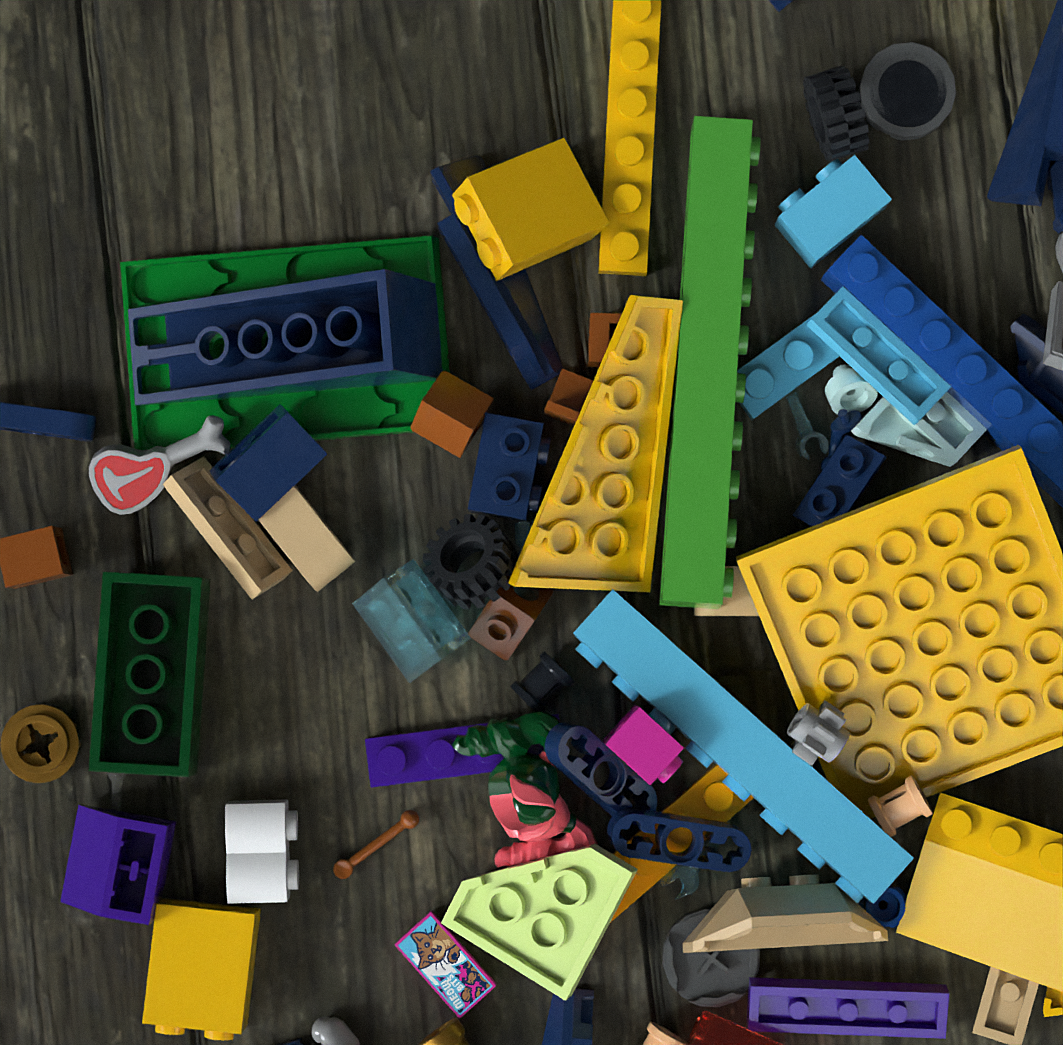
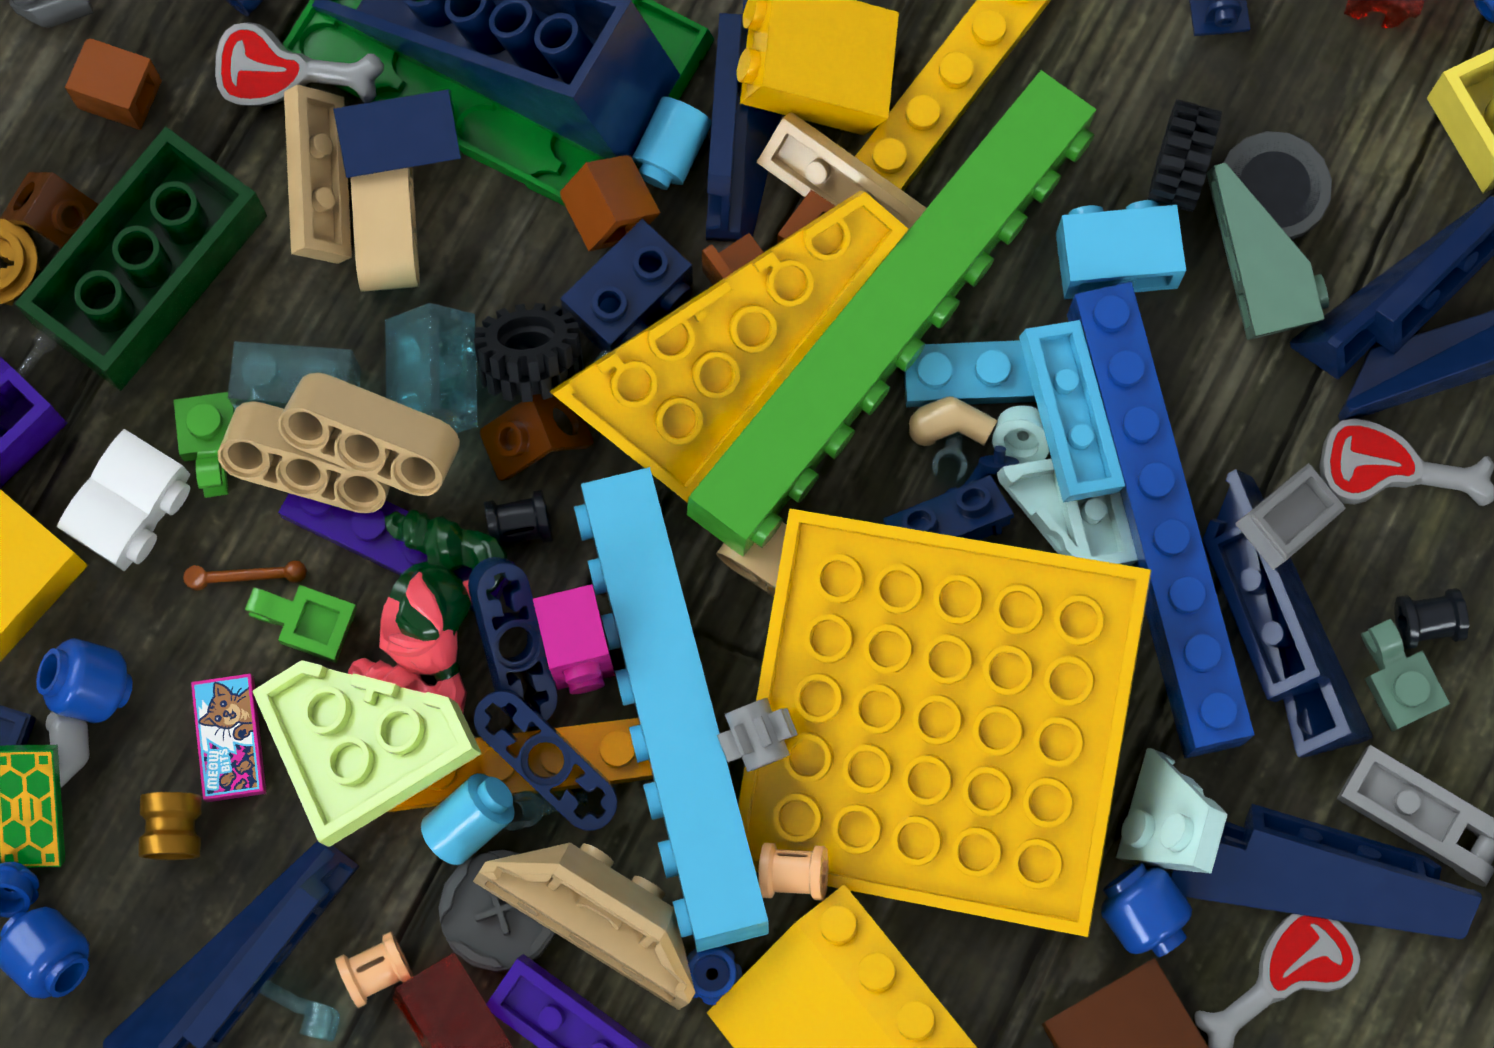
camera: 30 degrees right, 10 degrees down
(58, 678) = (53, 208): none -> reddish brown bracket
(280, 763) = (200, 430): none -> bright green plate
(320, 690) = (273, 370): none -> clear light blue brick
(322, 995) = (84, 680): none -> blue head
(370, 739) = (260, 455): none -> tan beam
(407, 700) = (369, 434): none -> tan beam
(448, 848) = (309, 622): none -> bright green plate
(464, 340) = (671, 143): none -> medium azure brick
(598, 289) = (814, 162): none -> tan plate
(652, 914) = (468, 818): none -> medium azure brick
(790, 413) = (948, 417): none -> tan arm
(948, 162) = (1266, 267): none -> sand green slope

